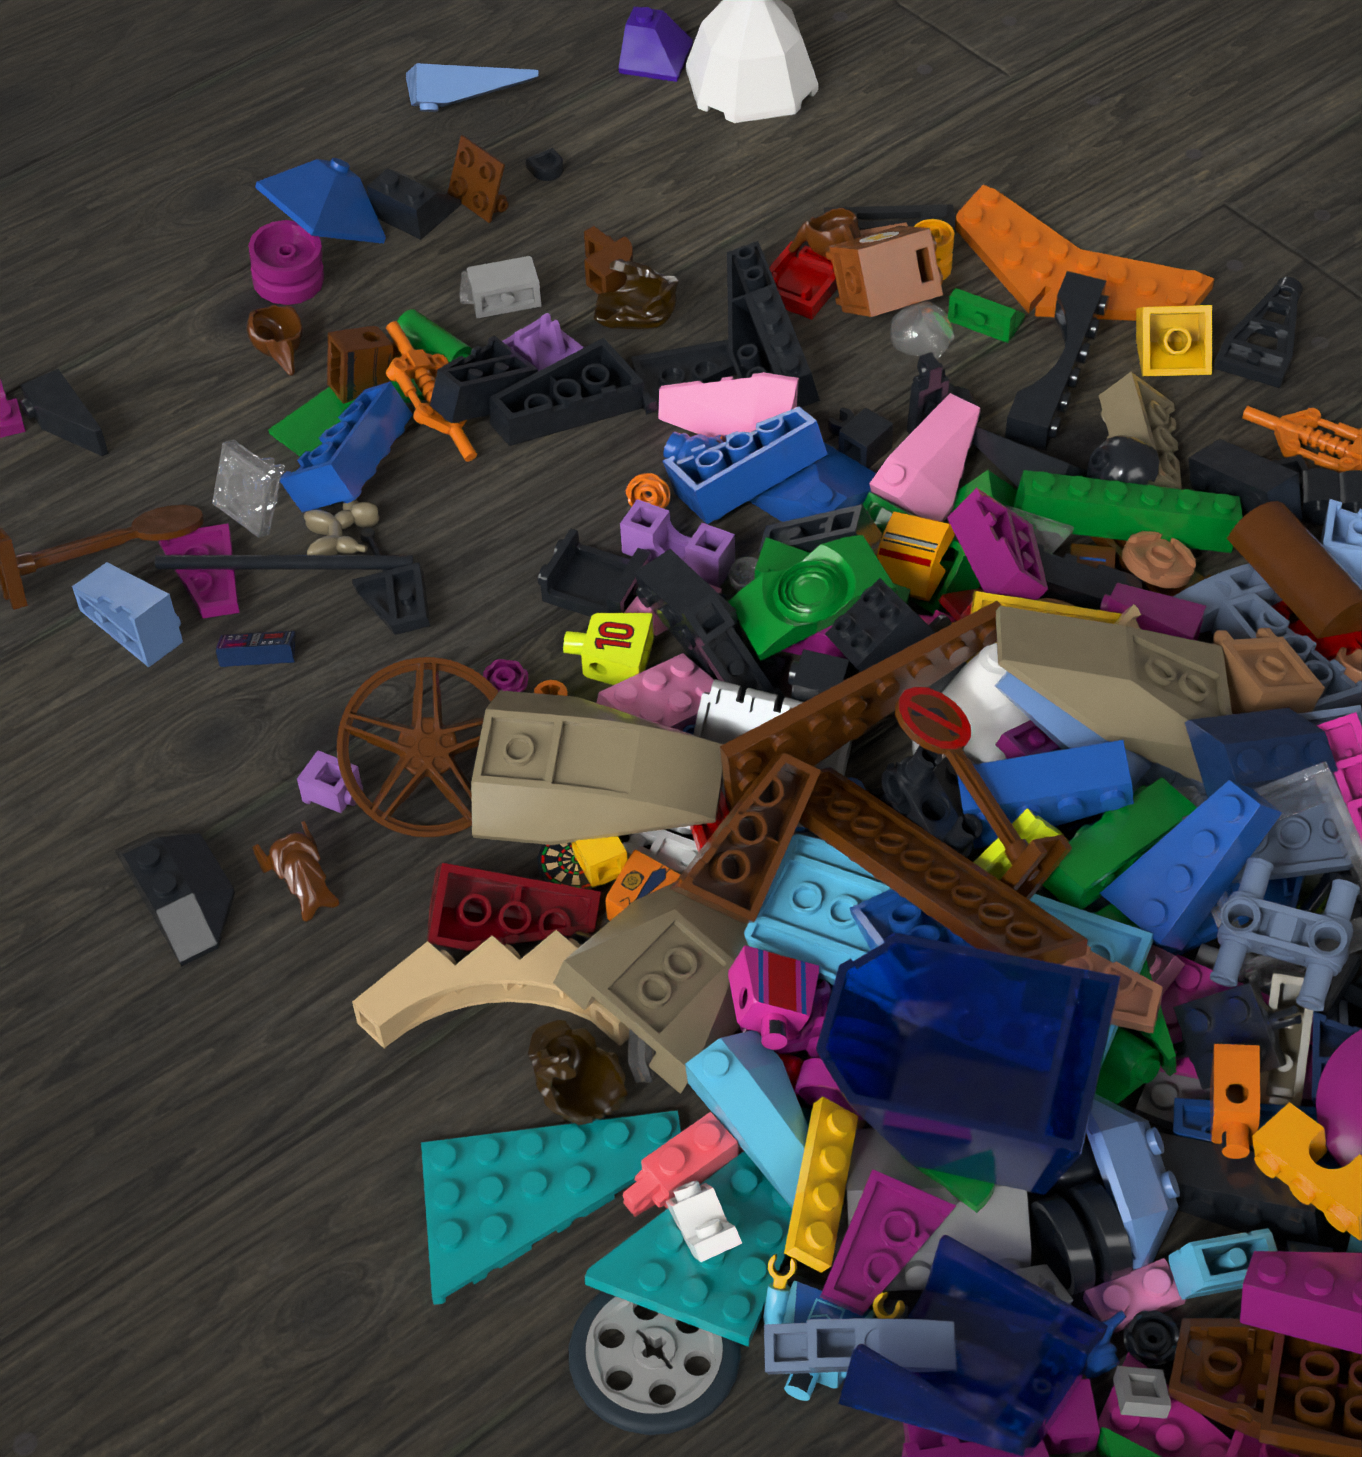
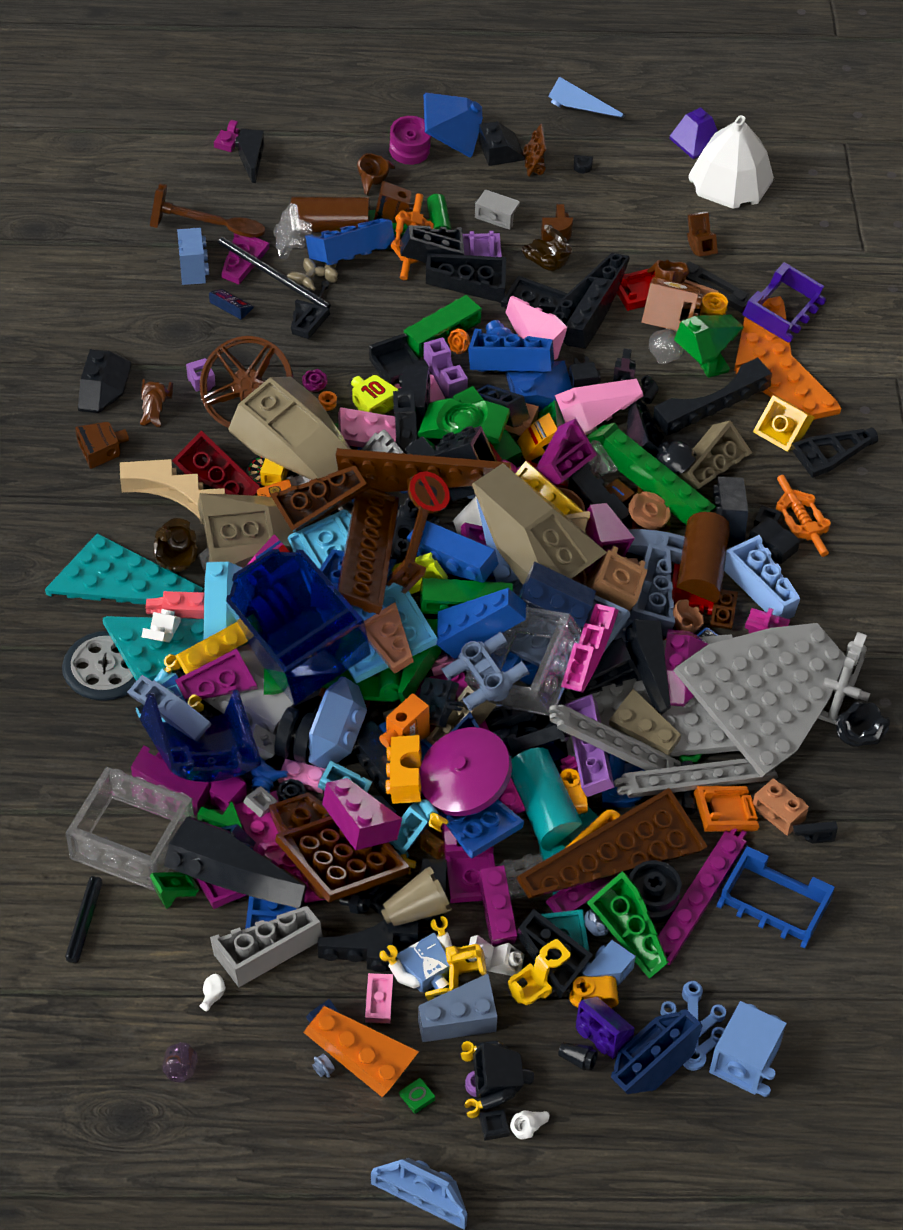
camera: 35 degrees right, 0 degrees up
(276, 993) = (100, 442): none -> reddish brown torso
(280, 423) = (332, 212): none -> reddish brown brick
(602, 485) = (460, 314): none -> green brick
(809, 171) = (700, 237): none -> reddish brown brick
(974, 286) = (707, 335): none -> green wedge
(1002, 216) = (775, 323): none -> dark purple hinge

